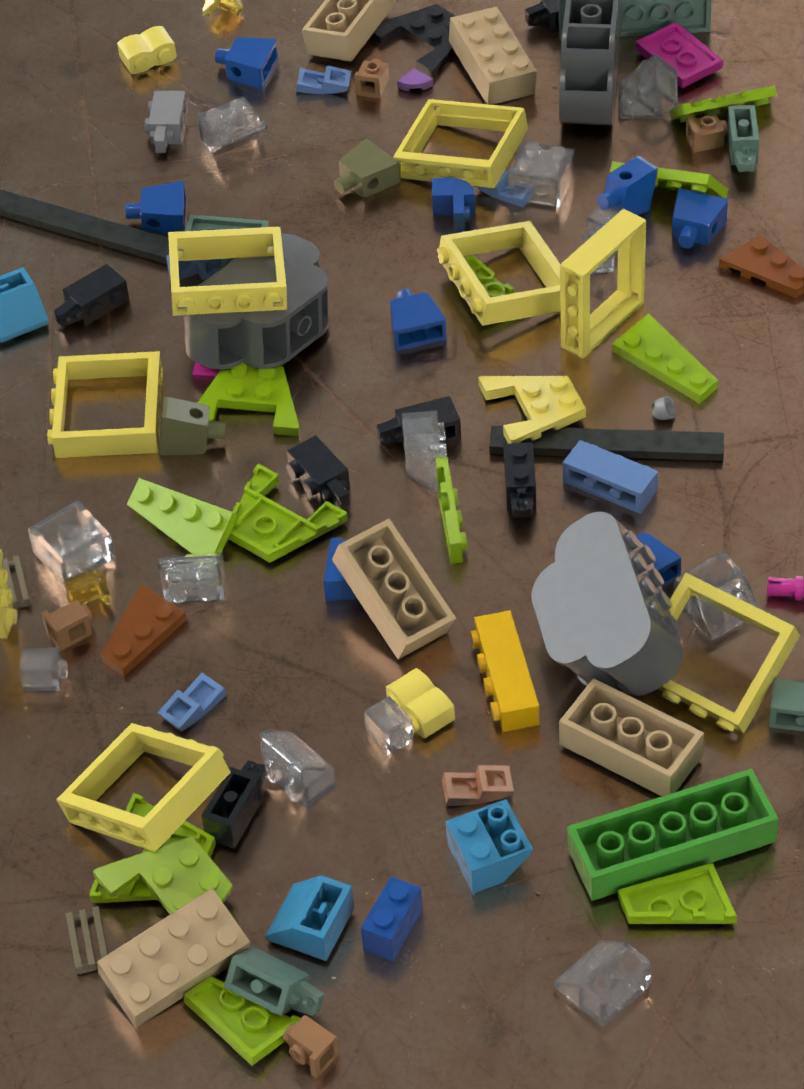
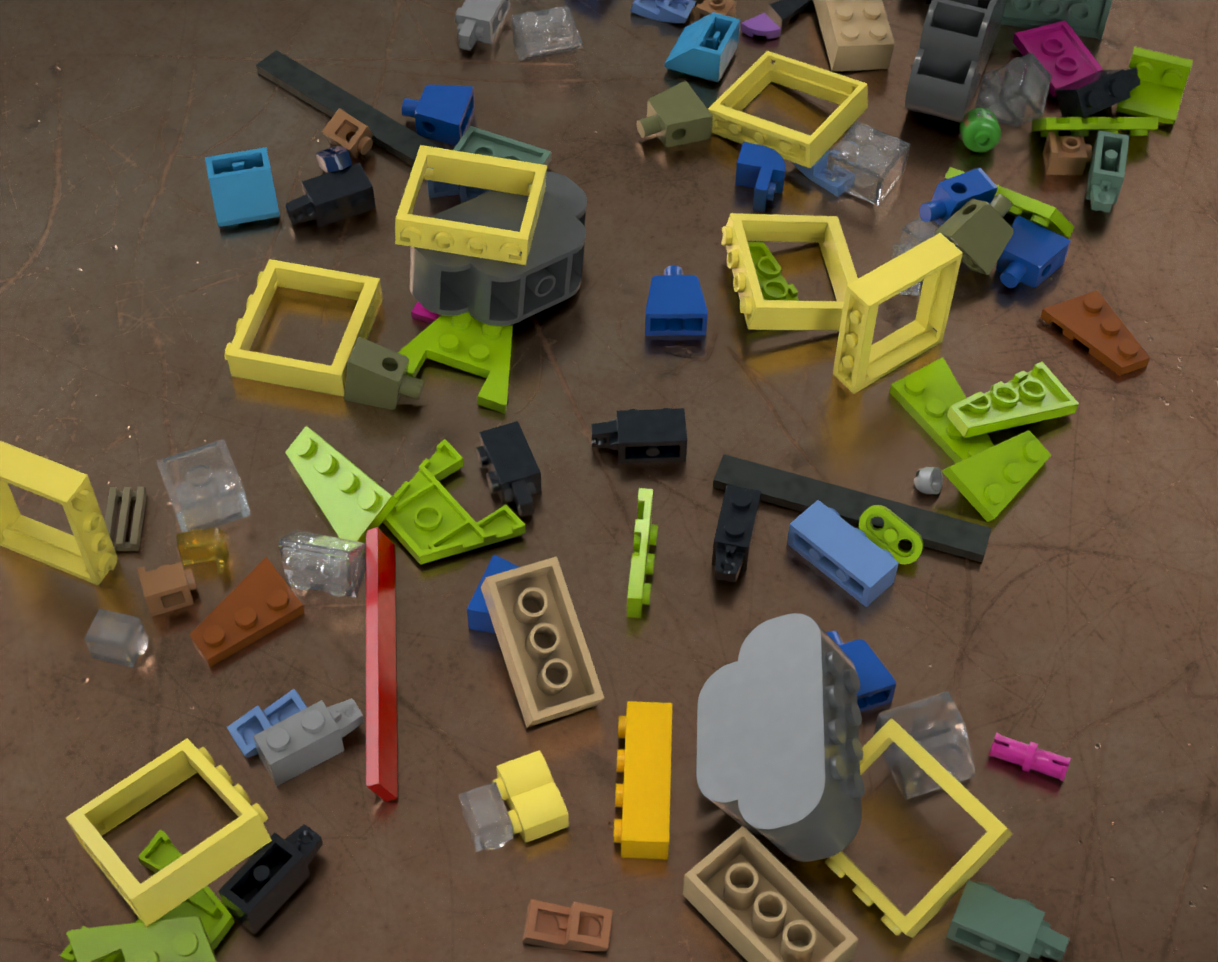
camera: 10 degrees right, 5 degrees up
(82, 236) = (342, 128): none -> medium nougat brick
(82, 265) = (334, 159): none -> dark blue beam
(225, 704) = (306, 739): none -> light grey hinge
(266, 639) = (381, 666): none -> red tile
(296, 767) = (357, 846): clear slope -> none
(373, 107) = (705, 47): none -> dark azure slope
(423, 446) = (635, 463): clear slope -> none
(544, 400) = (795, 438): light yellow wing -> none
(628, 127) = (980, 130): none -> bright green head
(646, 451) = (891, 533): none -> lime plate
(654, 204) = (980, 232): none -> olive torso
(717, 390) = (998, 473): none -> lime wing
(718, 75) = (1096, 92): none -> black hinge
(718, 334) = (1022, 401): none -> lime wing
(764, 60) = (1160, 85): none -> lime bracket

